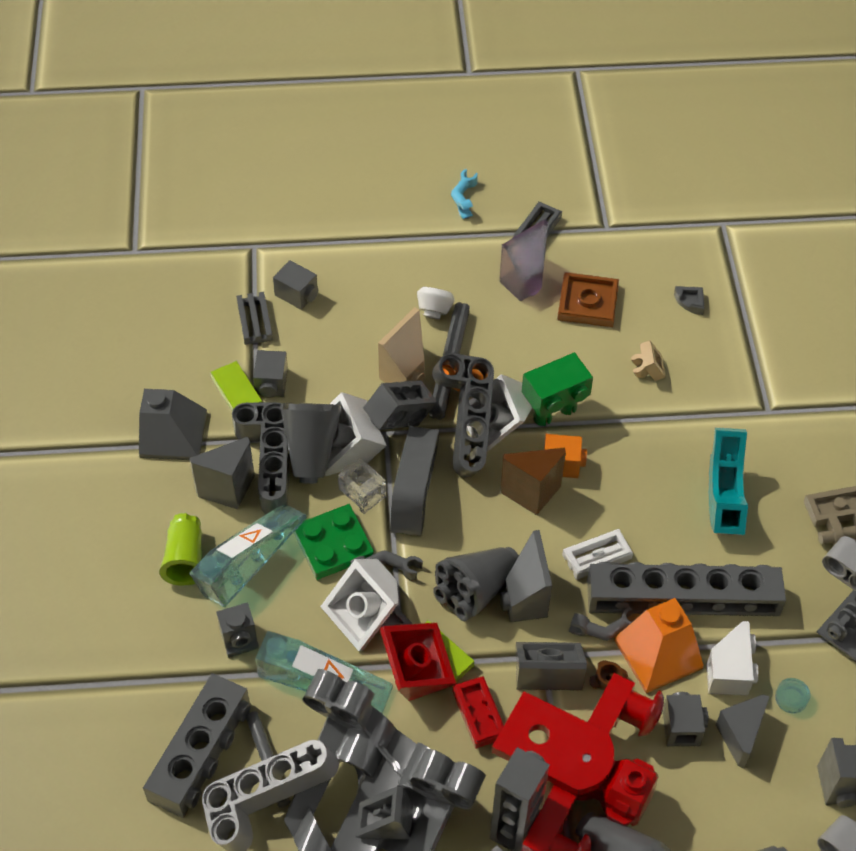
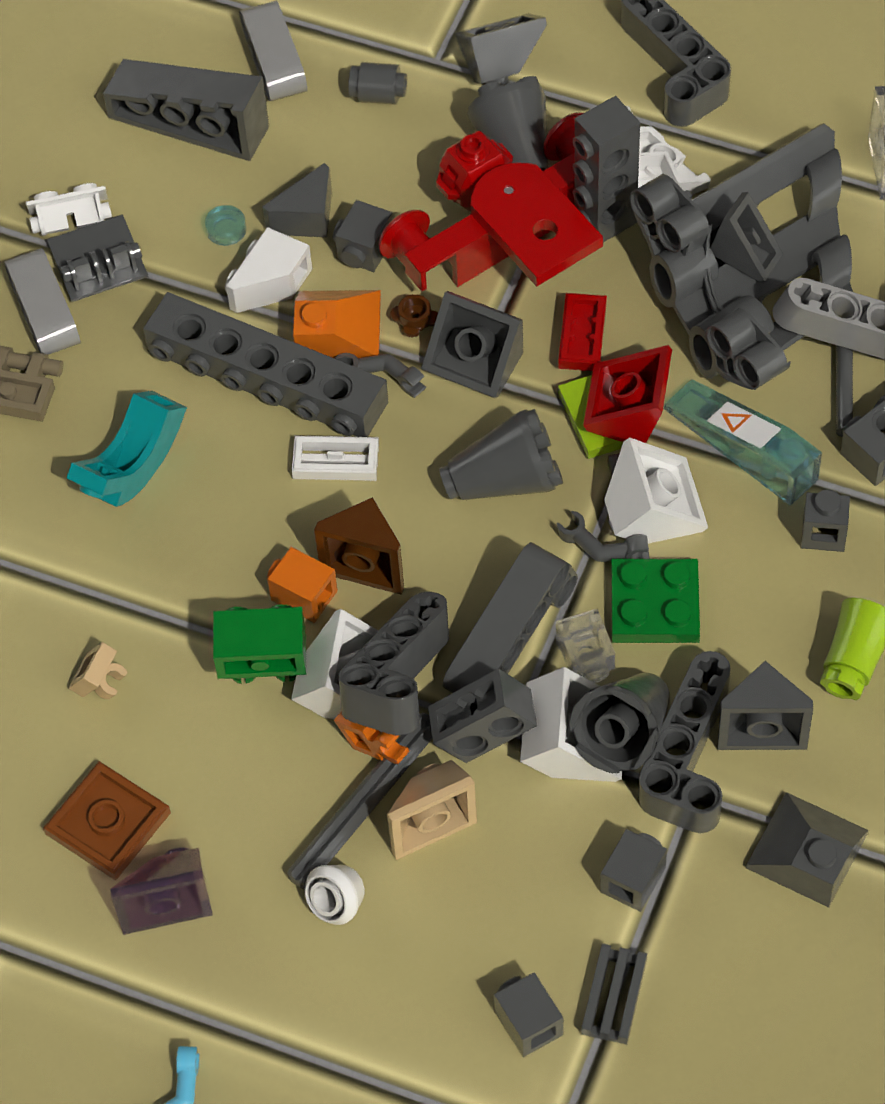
camera: 150 degrees left, 5 degrees up
(234, 385) = (691, 878): lime tile -> none
(240, 557) = (774, 607): clear light blue slope -> none
(528, 583) = (446, 426): dark grey slope -> none
(557, 215) = (103, 998): dark grey tile -> none

